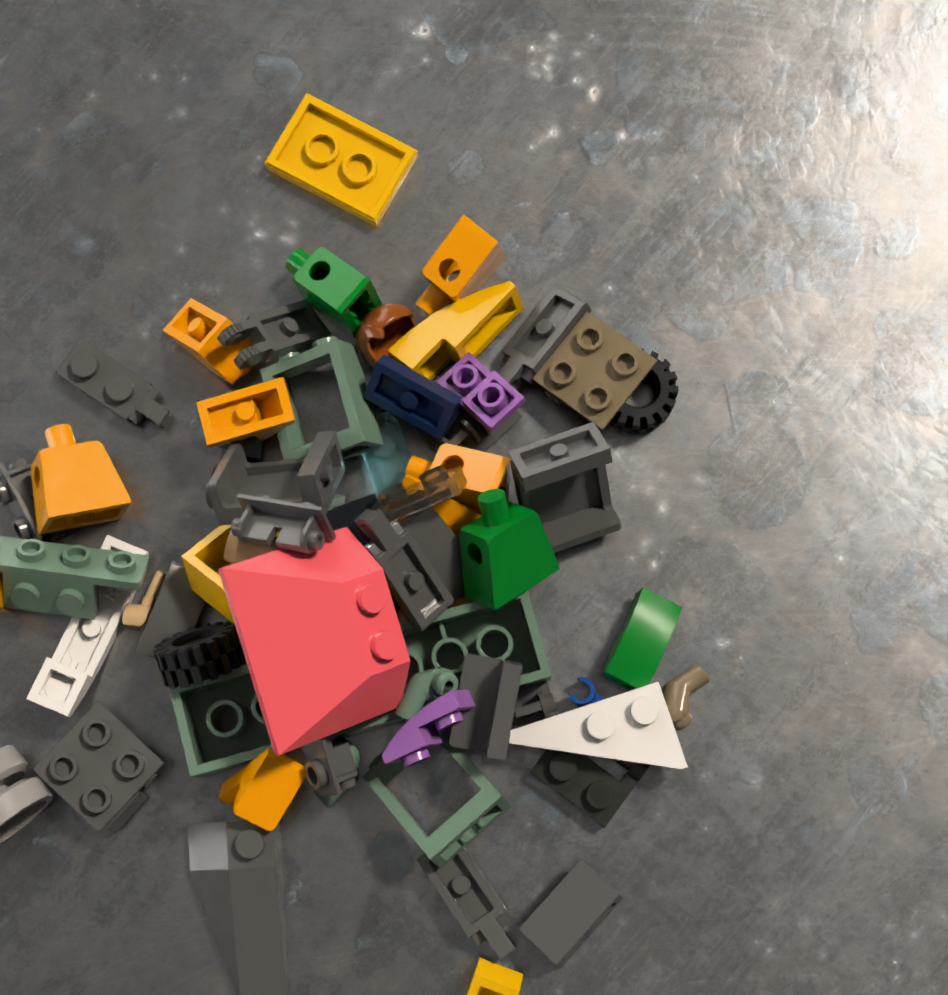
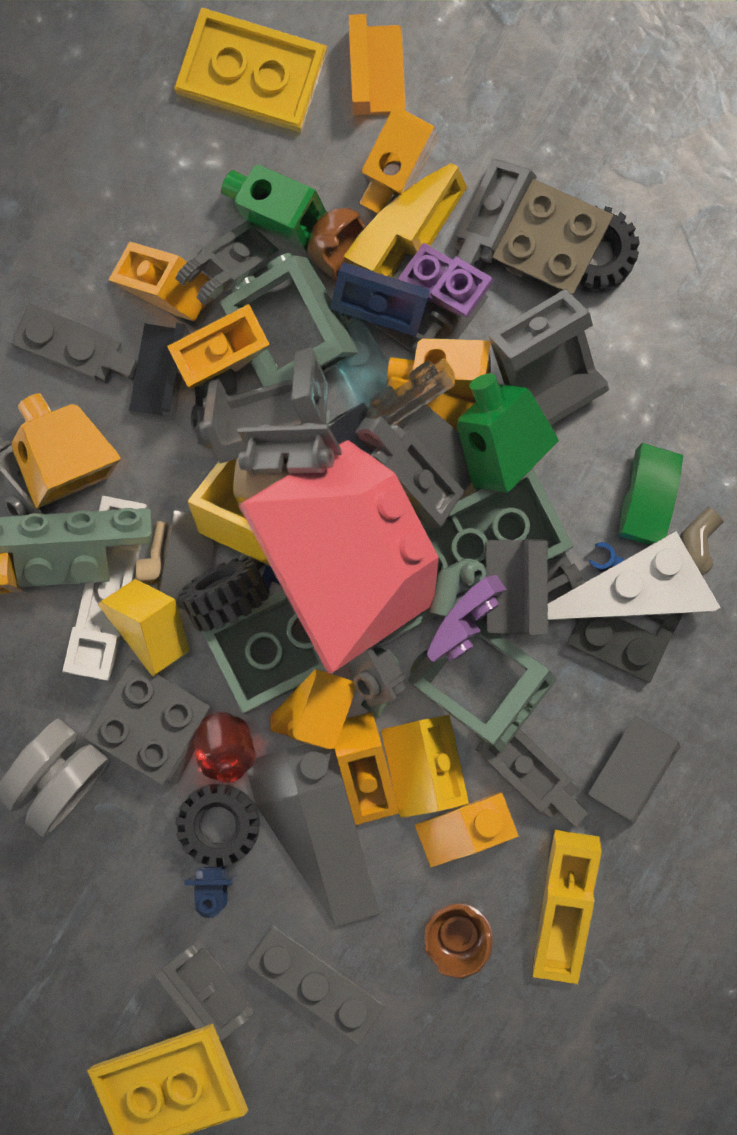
camera: 15 degrees left, 5 degrees up
(118, 883) = (190, 831): none -> black tyre
(120, 670) = (147, 624): none -> yellow slope
(120, 948) = (210, 889): none -> dark blue hinge
(168, 806) = (223, 747): none -> clear red head
(183, 438) = (157, 375): none -> black panel
(302, 857) = (365, 770): none -> light orange slope
(364, 866) = (424, 766): none -> yellow panel
(391, 939) = (466, 829): none -> light orange slope
(459, 178) = (376, 67): none -> light orange panel

